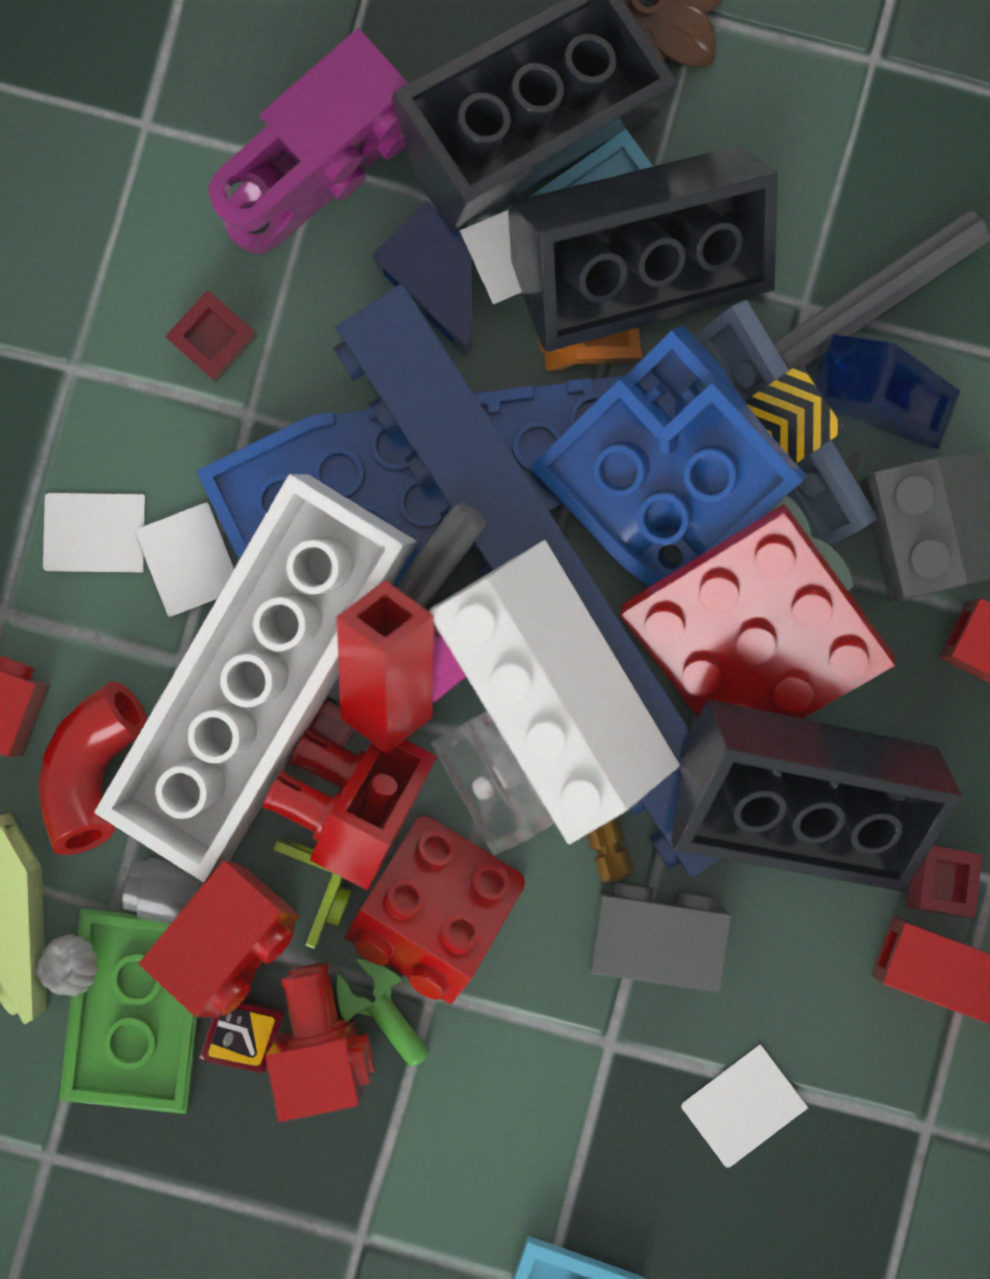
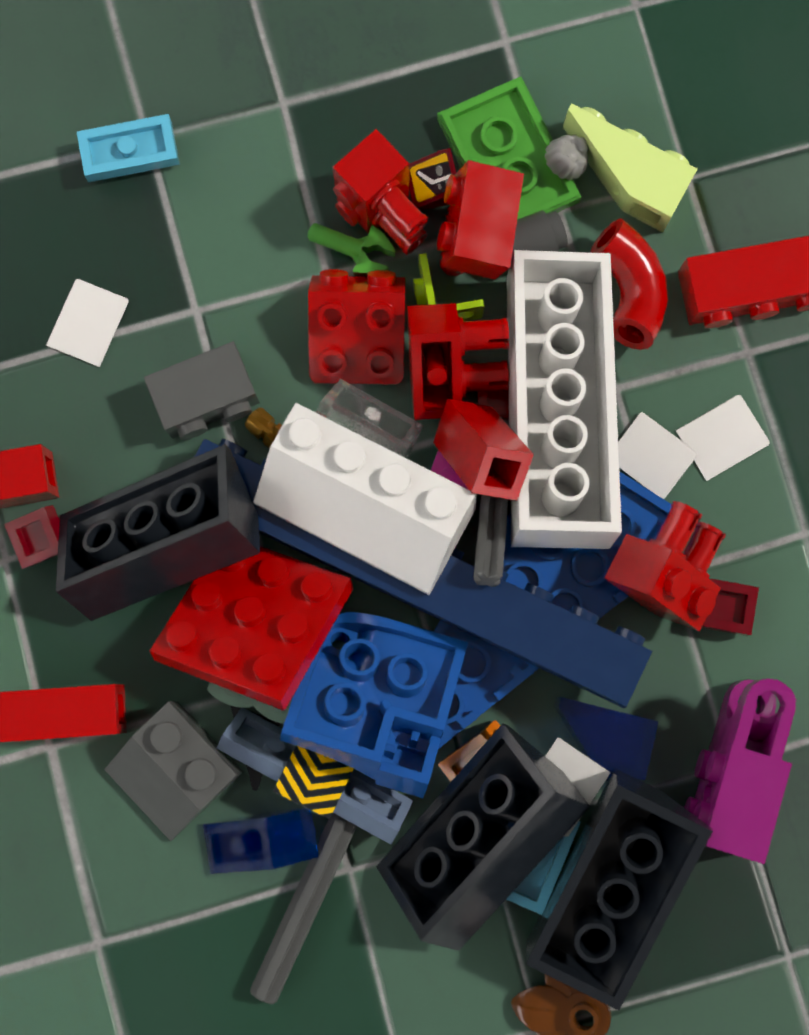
camera: 145 degrees right, 5 degrees down
(251, 409) = (664, 576): none -> red brick

